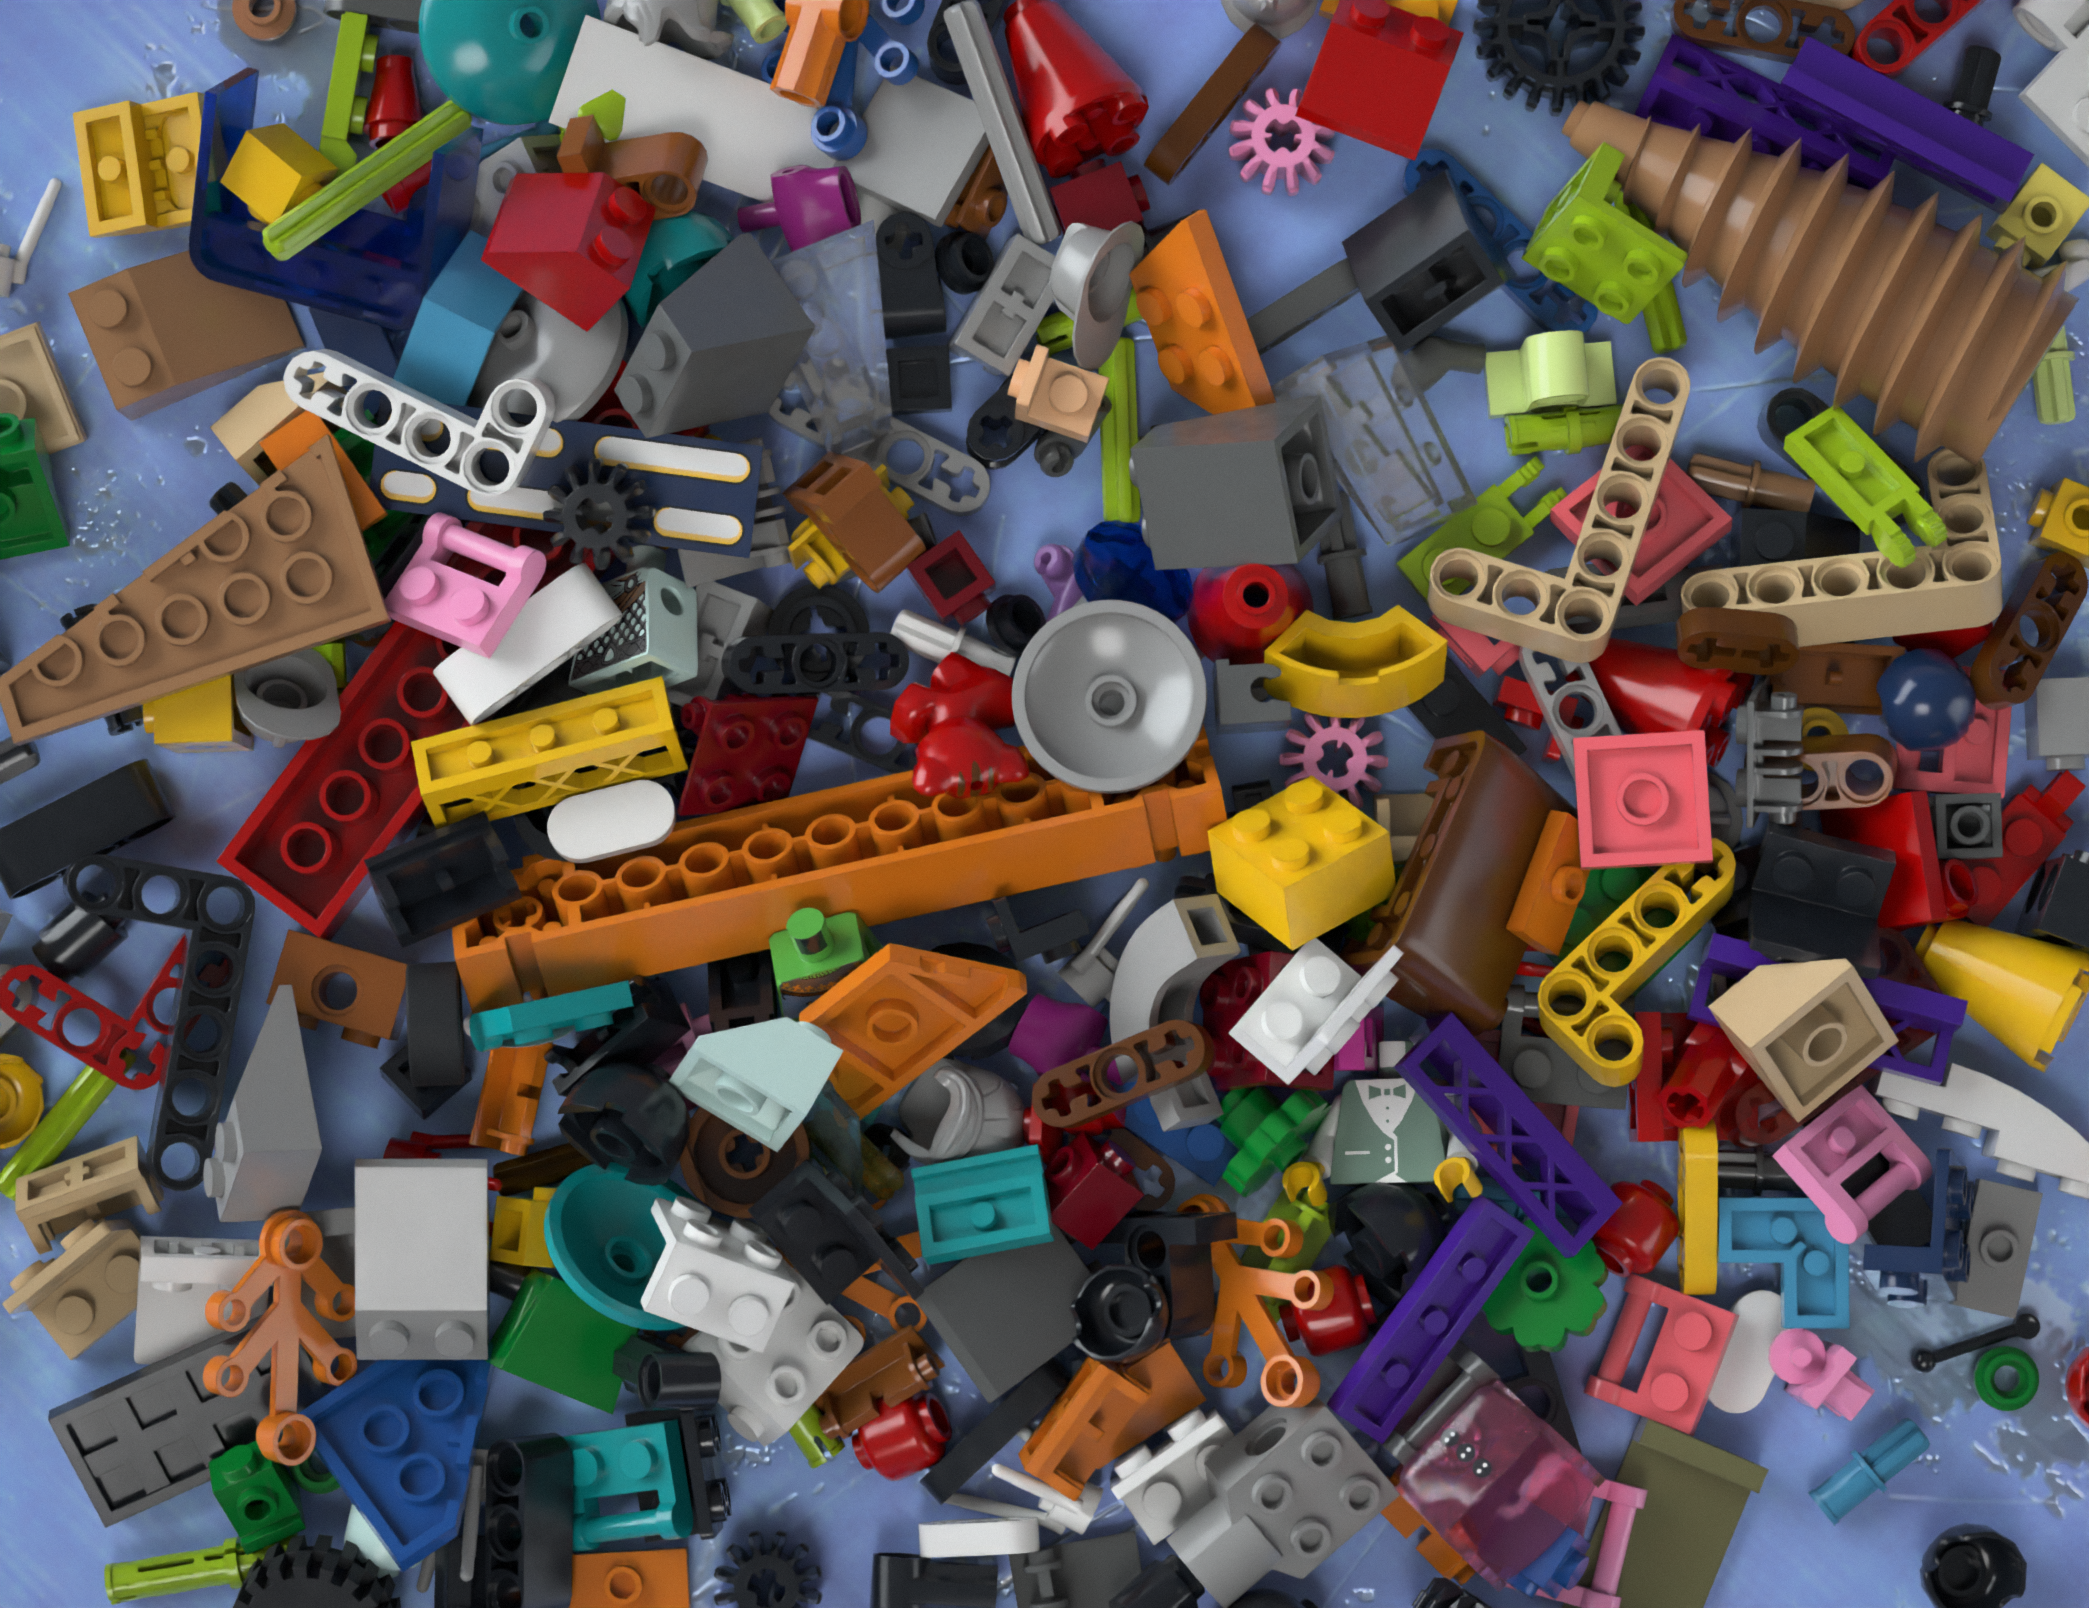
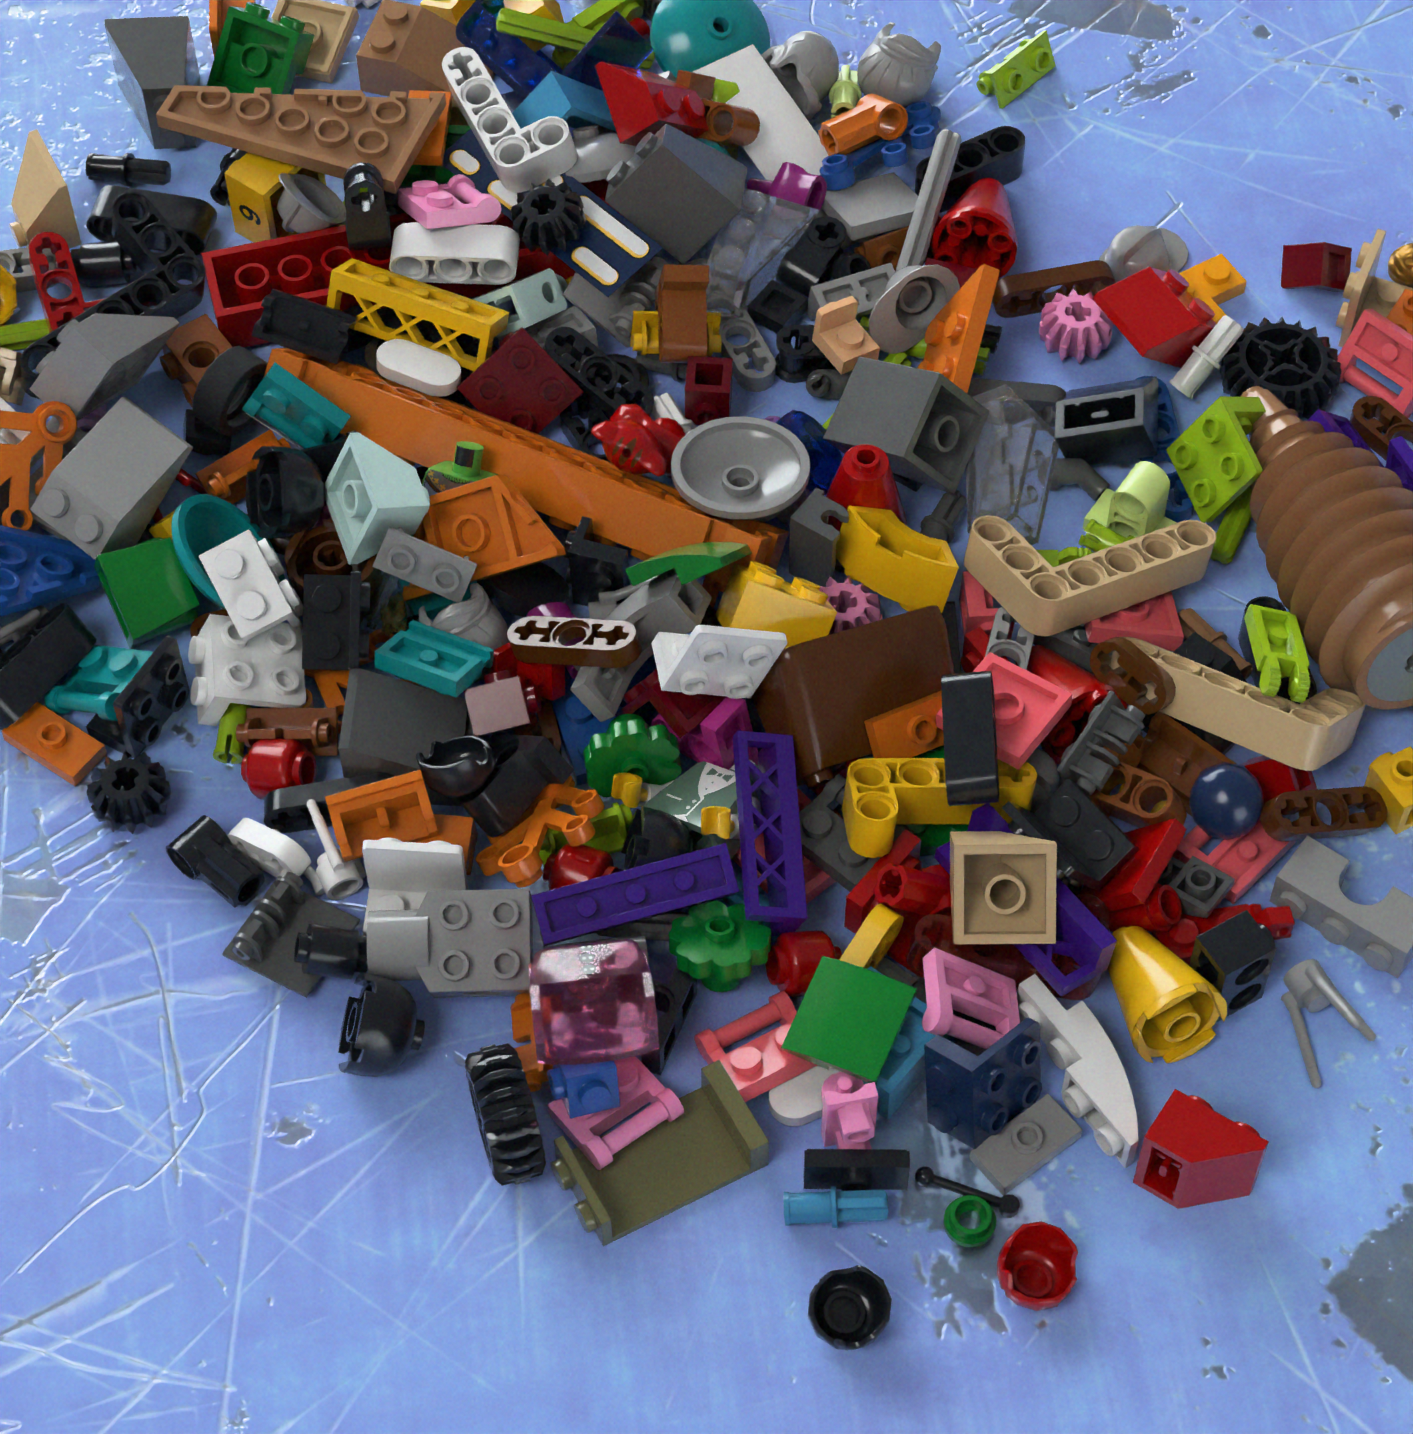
camera: 35 degrees right, 30 degrees down
(380, 673) = (366, 212): none -> black piece
(668, 1375) = (180, 617): black piece -> none
(907, 1094) = (424, 564): none -> light grey hinge
(1172, 883) = (689, 561): none -> green slope
(1471, 85) = (1207, 356): none -> white axle
(1653, 886) = (970, 738): none -> black beam
(1754, 1286) = (849, 1019): none -> green slope
(1869, 1424) = (856, 1169): none -> black plate

